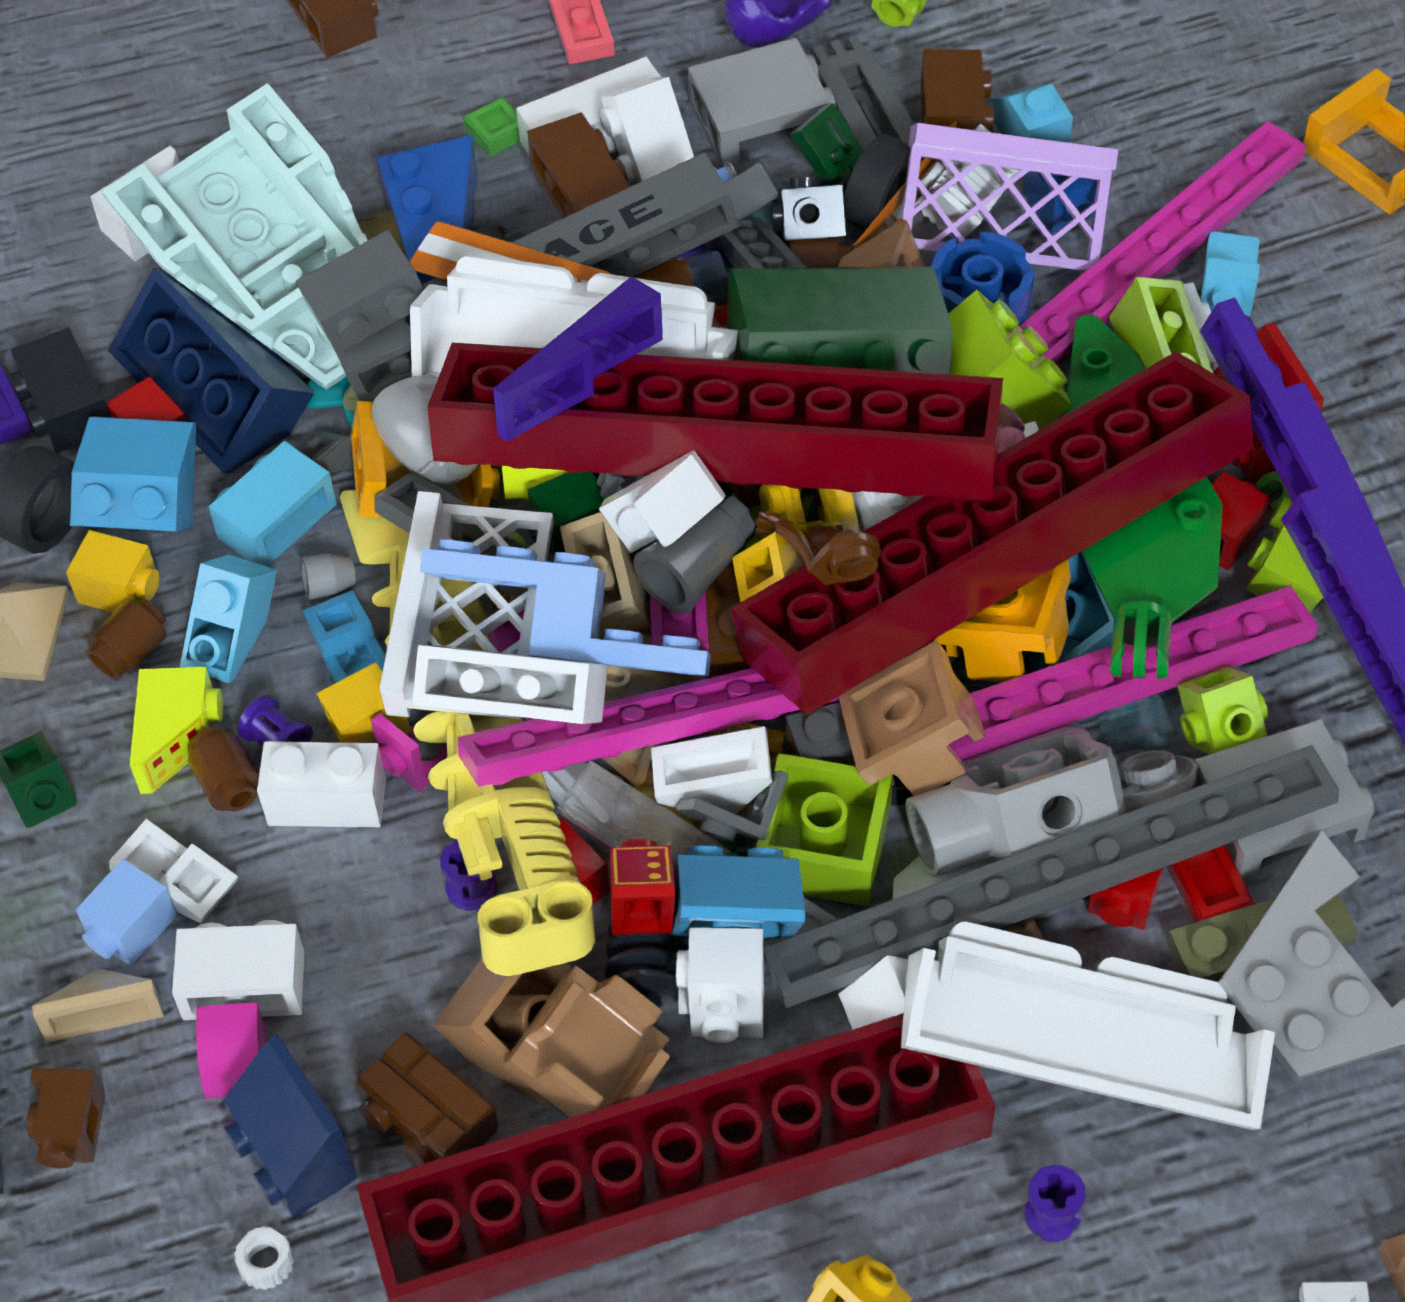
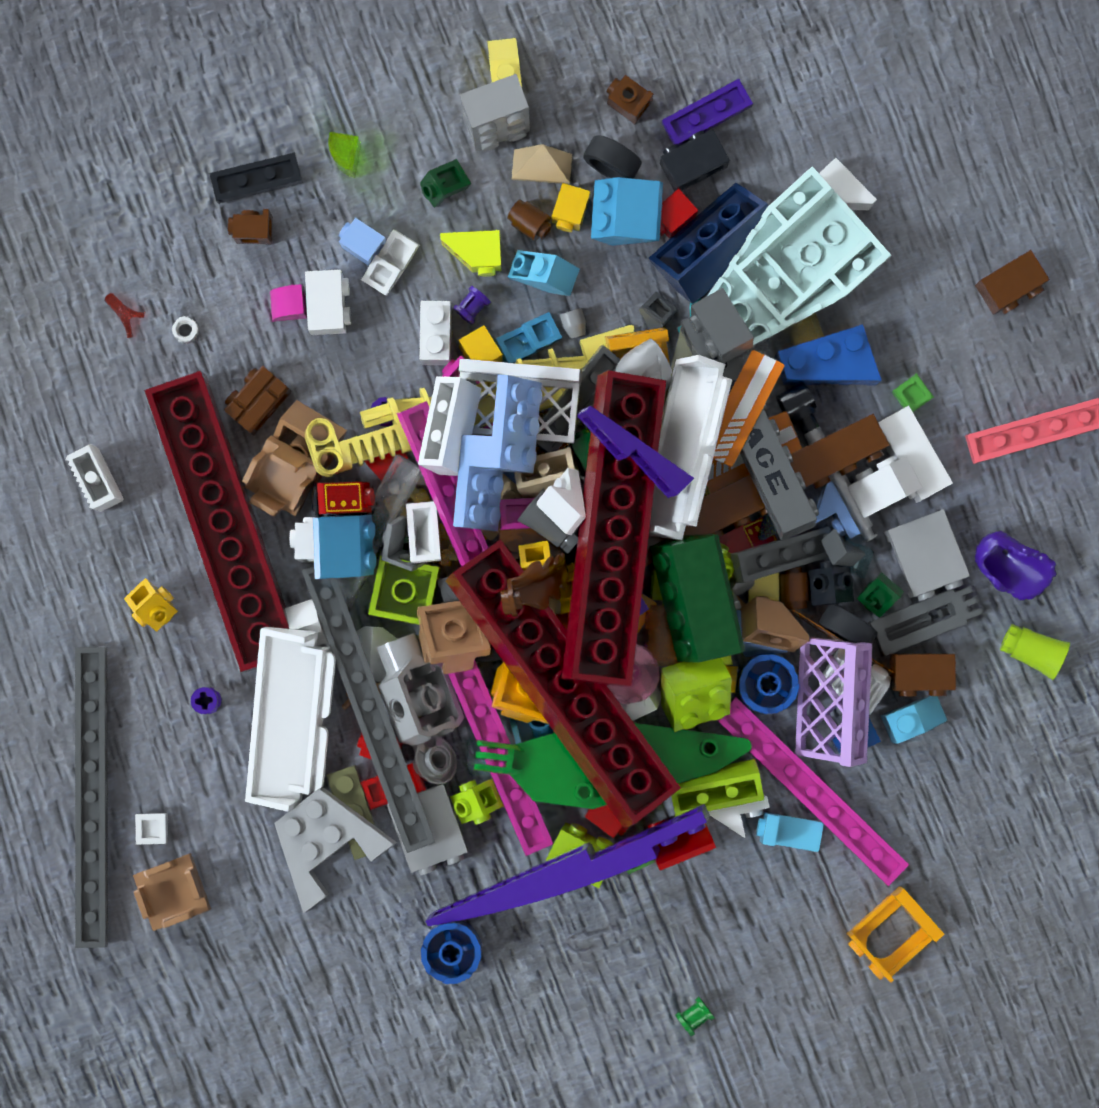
camera: 90 degrees right, 30 degrees up
(97, 1004) = (318, 234): tan slope -> none
(223, 769) = (447, 281): reddish brown brick -> none
(272, 504) = (618, 288): medium azure brick -> none
(286, 1131) = (238, 335): dark blue slope -> none

